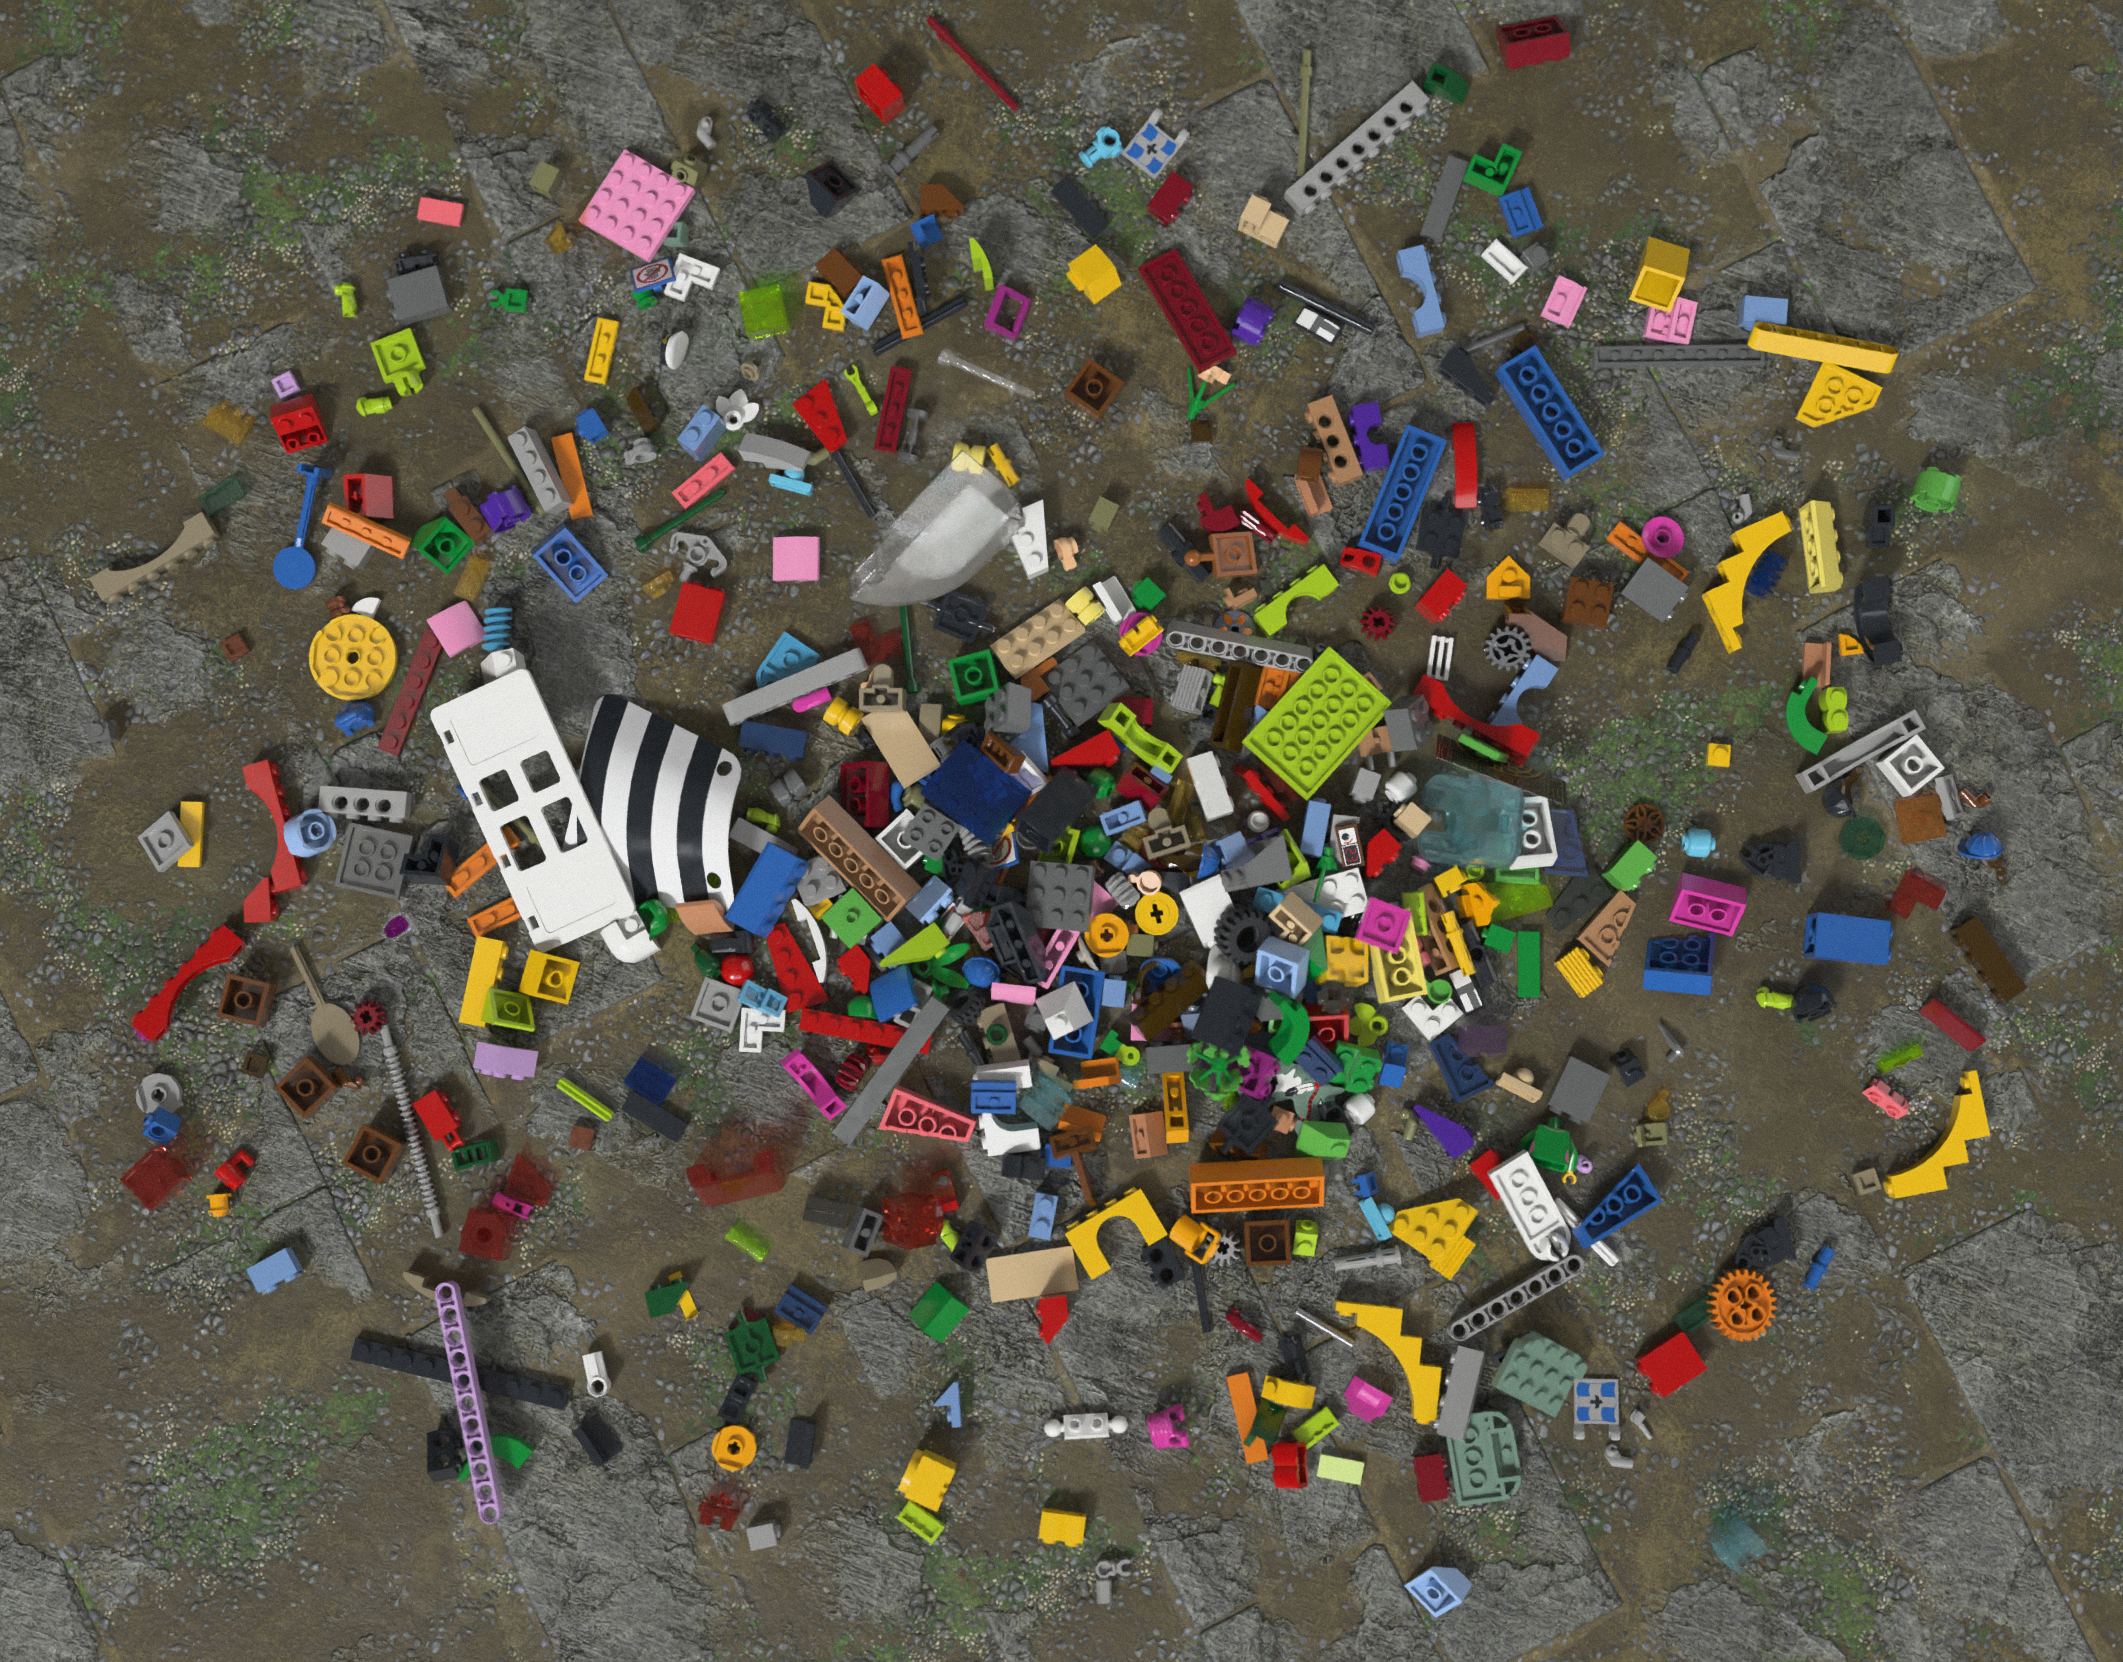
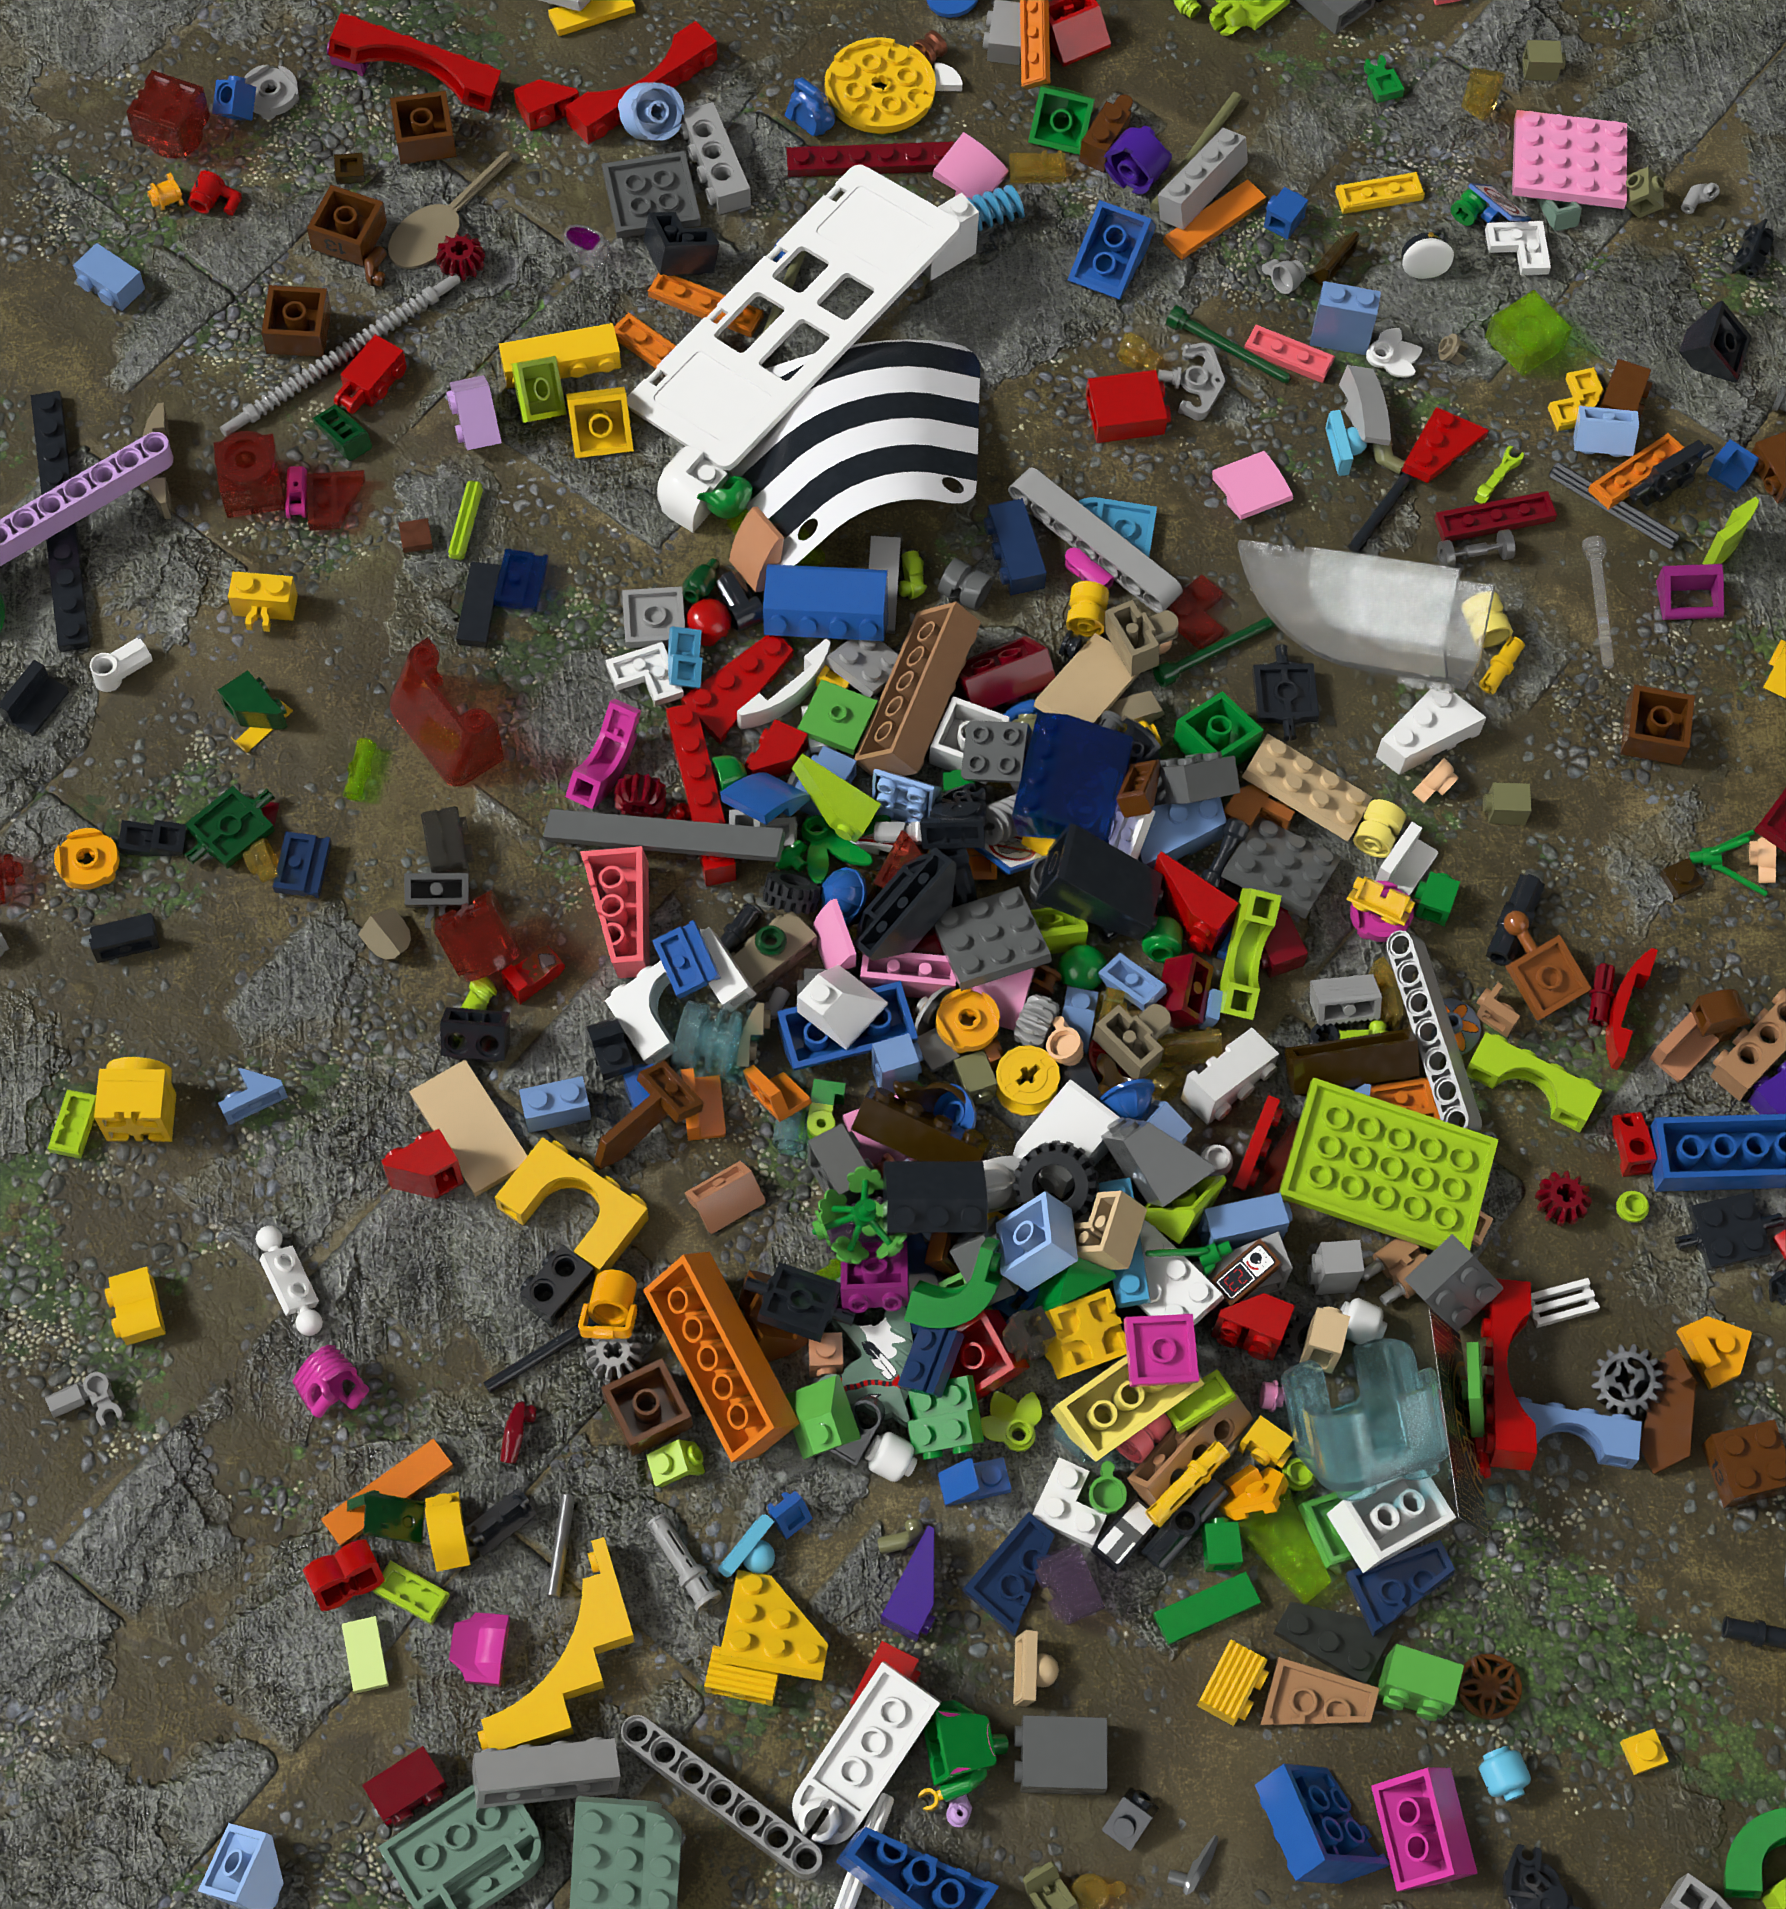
camera: 60 degrees right, 20 degrees down
(588, 1259) = (262, 597): none -> yellow brick
(938, 1312) = (367, 1033): green slope -> none
(1175, 1107) = (774, 1213): light orange slope -> none
(1214, 521) = (1582, 940): dark red brick -> none
(1440, 596) = (1645, 1259): red brick -> none

